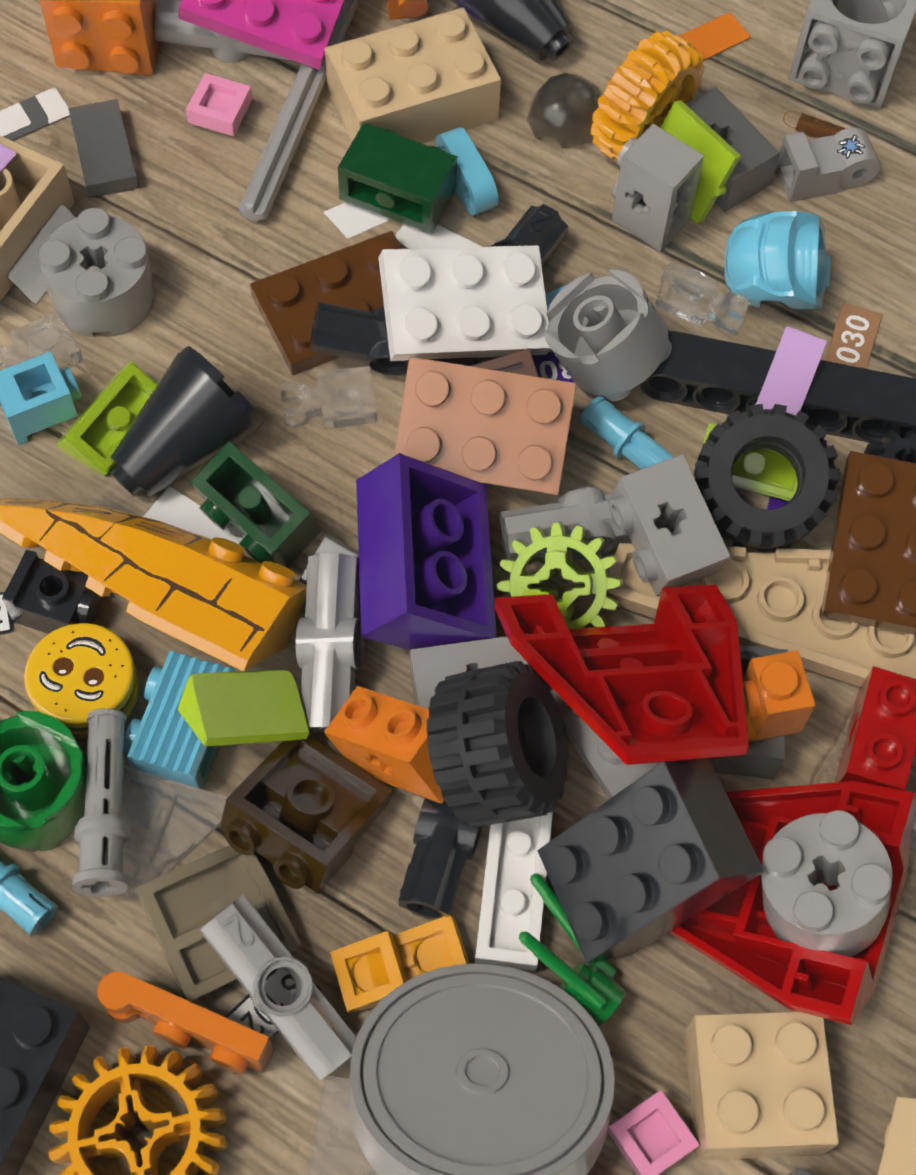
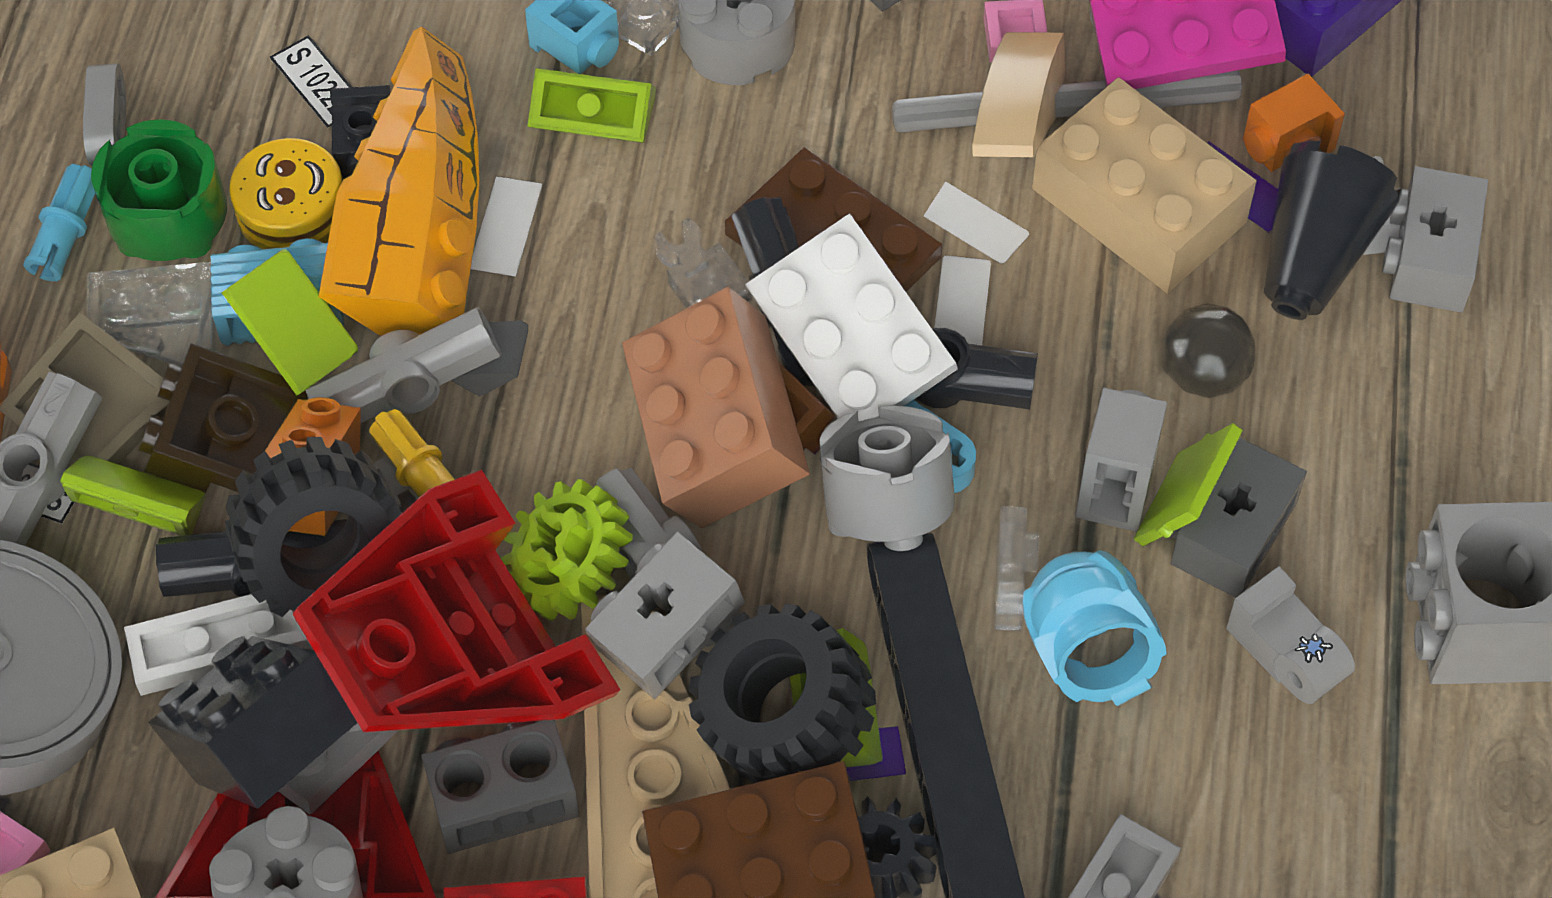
camera: 70 degrees right, 5 degrees down
(102, 828) = (128, 263): light grey pin -> none
(182, 425) = (598, 154): black cone -> none
(255, 505) = (528, 250): dark green brick -> none
(305, 114) = (1020, 95): none -> tan slope
(338, 907) = (133, 494): none -> lime slope
(385, 961) = (104, 562): light orange slope -> none
(397, 177) = (1006, 220): dark green brick -> none
(423, 556) = (530, 406): dark purple brick -> none
(448, 654) = (415, 461): none -> yellow axle
(474, 181) = (1058, 281): medium azure beam -> none
(587, 985) = (126, 739): green plant -> none
(623, 434) = (794, 559): medium azure axle -> none
(644, 90) = (1249, 386): light orange gear -> none
(716, 35) = (1411, 458): orange sticker -> none
(776, 696) = (483, 765): orange brick -> none
(792, 370) = (928, 678): lavender sticker -> none
(814, 126) = (1348, 620): clear orange piece -> none
(853, 336) = (1051, 758): medium nougat sticker -> none

